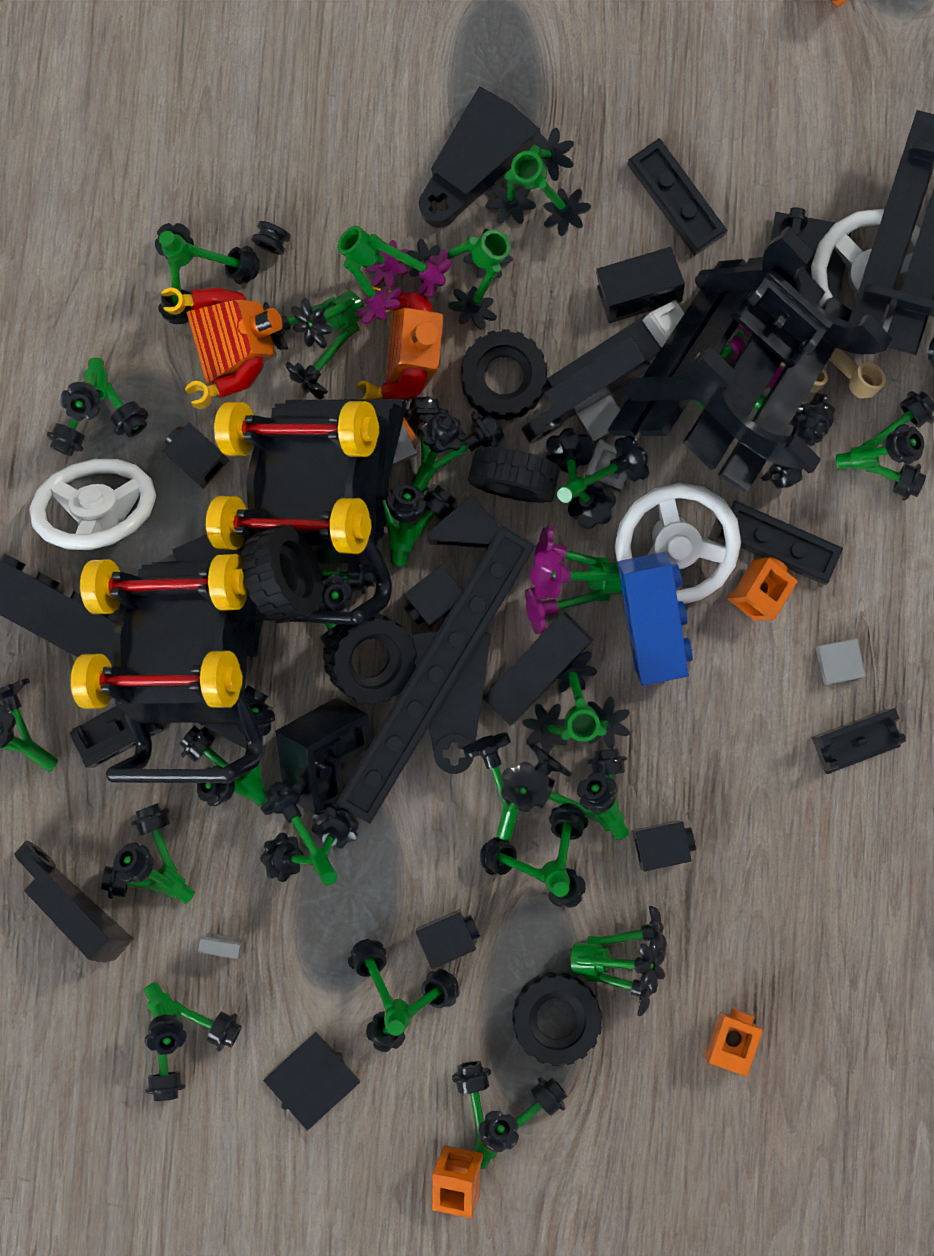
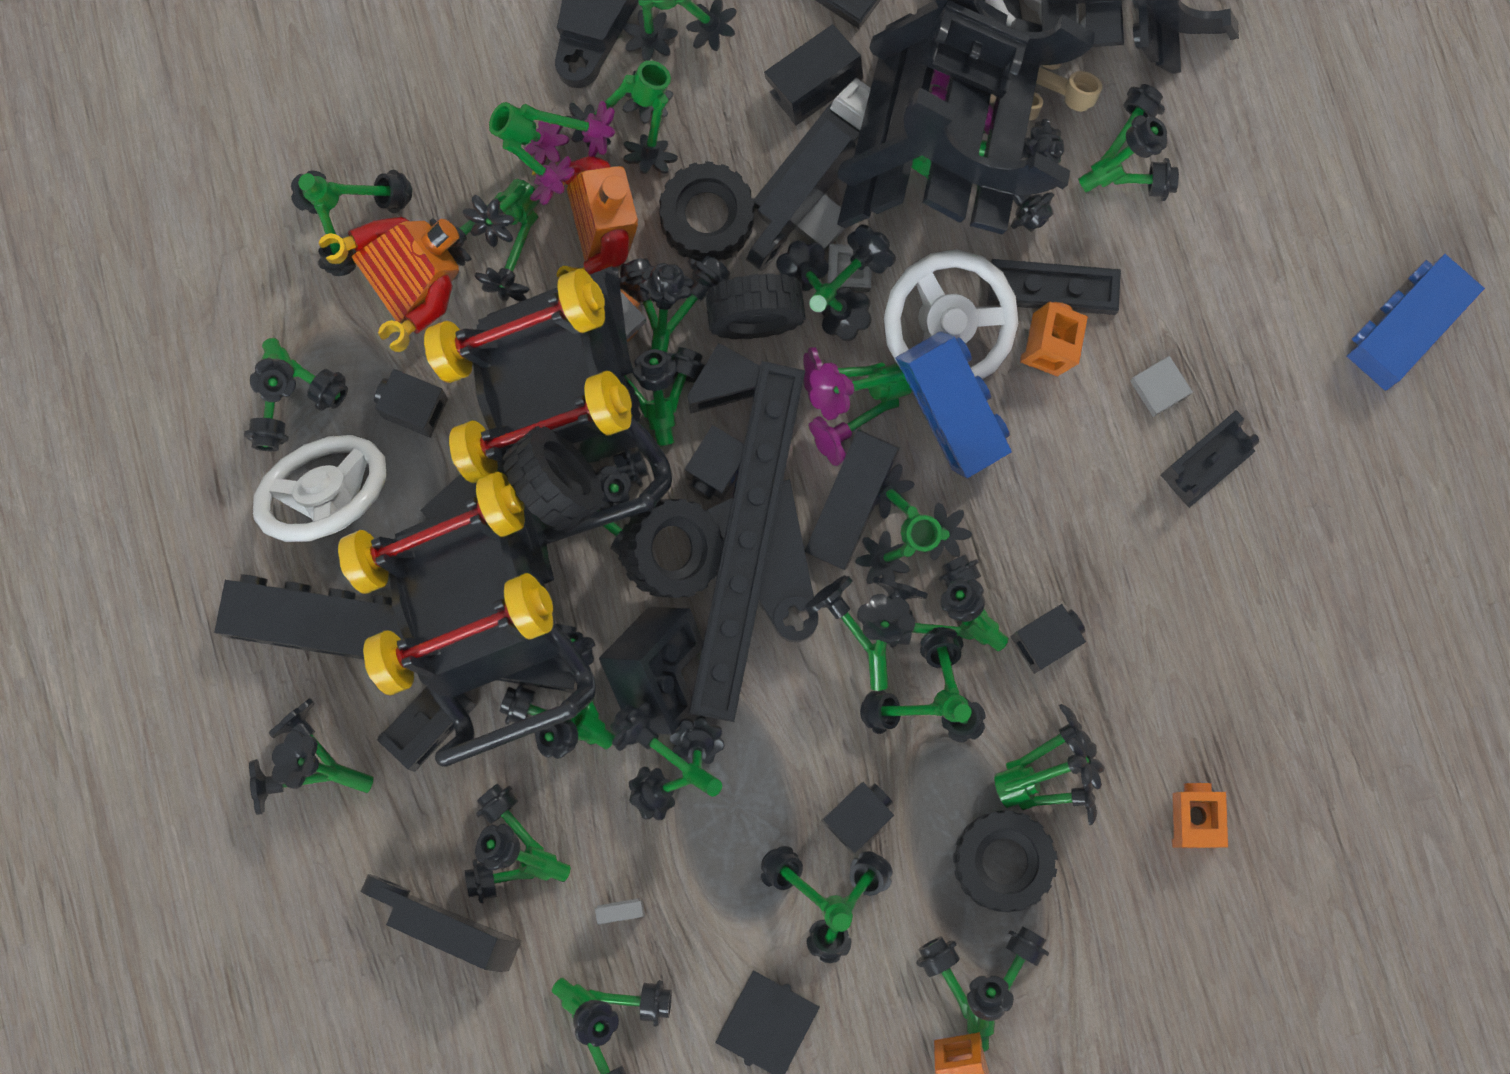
camera: 25 degrees left, 5 degrees down
(271, 237) = (413, 153): black bush -> none

